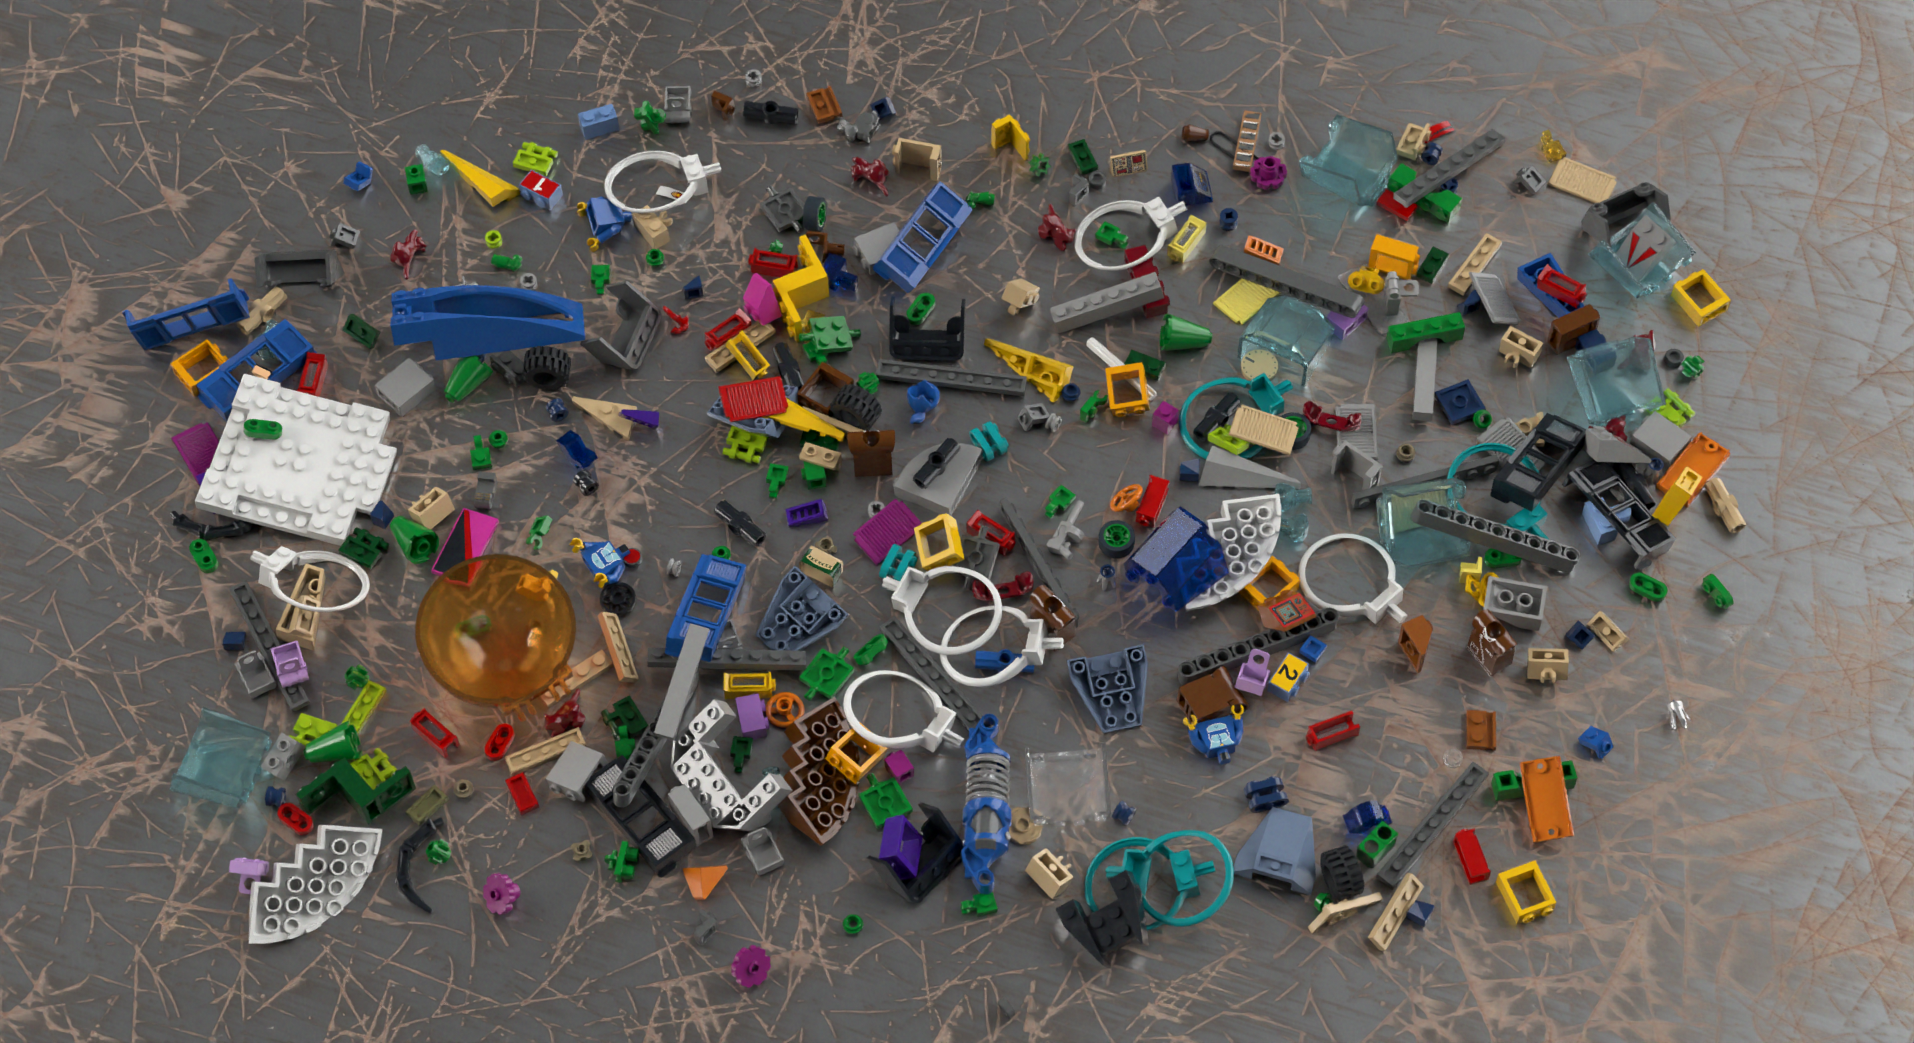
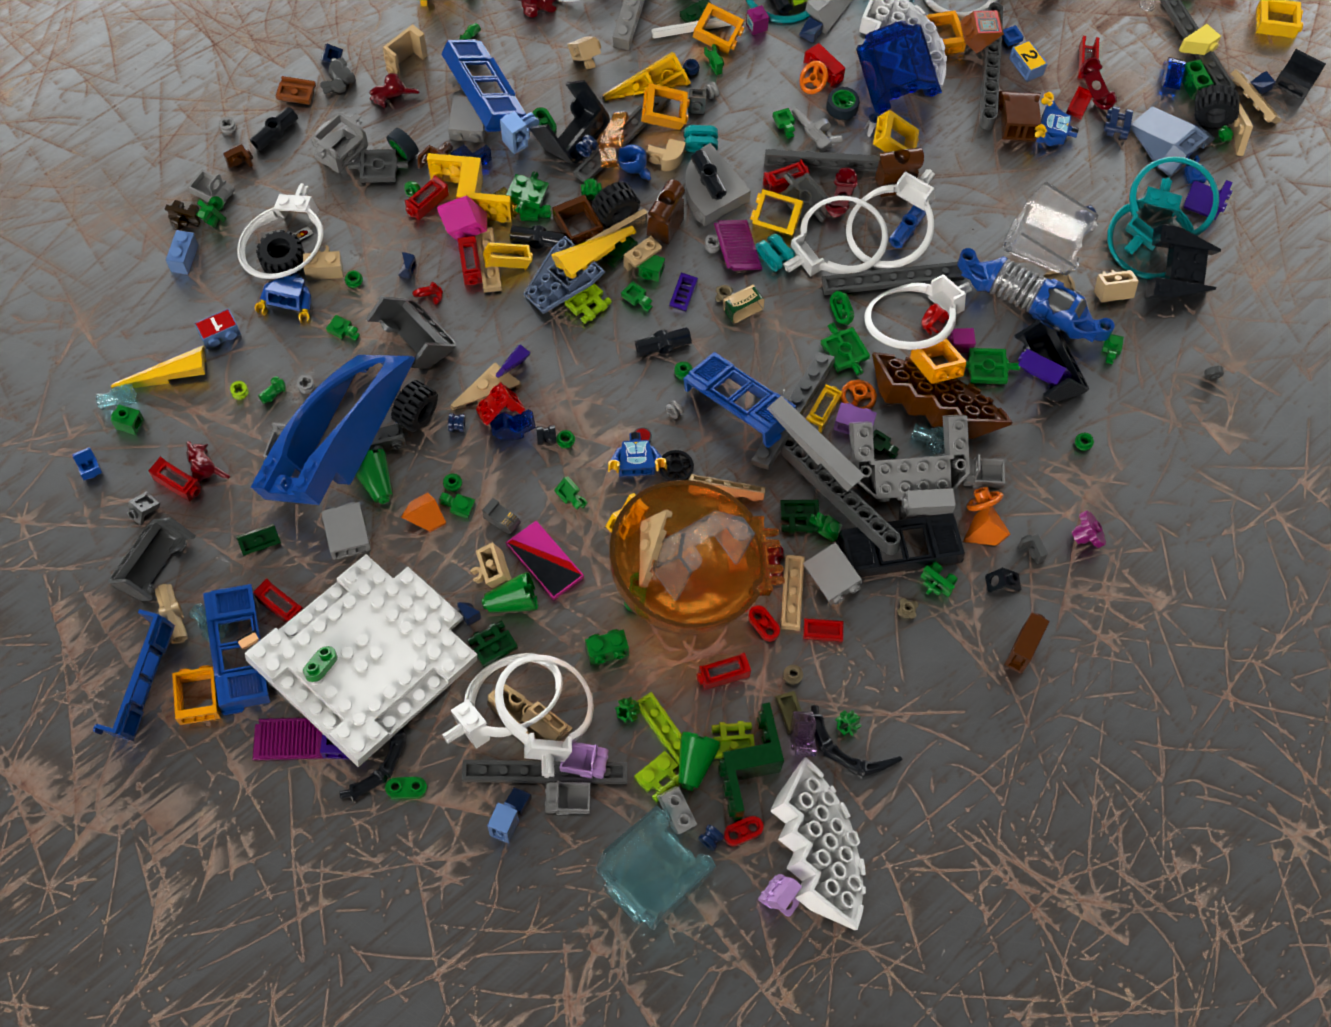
camera: 65 degrees left, 5 degrees up
(204, 635) = (503, 822): none -> medium blue brick
(277, 628) = (540, 749): none -> white brick
(381, 243) = (175, 479): none -> red window
(401, 627) = (607, 647): none -> green brick
(405, 820) = (802, 734): none -> clear purple brick
(455, 433) = (424, 513): none -> orange slope
(487, 597) = (651, 543): none -> tan wing
(500, 893) = (921, 690): magenta plant -> none
(525, 637) = (680, 557): none -> clear windscreen
(528, 160) = (181, 322): lime plate -> none
(592, 495) = (565, 434): none -> green plate
(596, 959) = (1027, 642): none -> reddish brown window
(597, 430) = (497, 399): none -> red bracket
(637, 93) = (181, 216): none -> dark brown hips
(638, 180) = (277, 243): none -> black tyre
(658, 919) = (1006, 579): none -> black bracket
(728, 859) = (984, 499): none -> orange piece
(753, 399) = (566, 264): red window -> none
(782, 179) = (355, 134): none -> light grey animal
(799, 614) = (782, 340): sand blue wedge -> none
(887, 286) = (516, 130): none -> light blue brick
(910, 353) = (586, 146): none -> dark blue wheel
(911, 727) = (933, 314): none -> red piece
(931, 369) = (612, 138): none -> clear orange plate
(950, 426) = (668, 158): none -> tan brick
(989, 376) = (651, 117): none -> light orange window
(1092, 581) = (889, 121): none -> yellow window
(1112, 686) = (972, 166): sand blue wedge -> none
(1226, 921) = (1201, 198): none -> dark purple bracket
(1254, 676) = (1018, 78): lavender piece -> none
(1255, 895) = (1193, 174): none -> blue plate
(1272, 750) = (1079, 103): none -> red tile
(1305, 737) = (1091, 72): none -> dark red piece
(1423, 823) = (1201, 41): none -> light yellow slope
(1459, 945) = (1299, 74): none -> black panel
(1471, 856) = (1235, 32): red window -> none

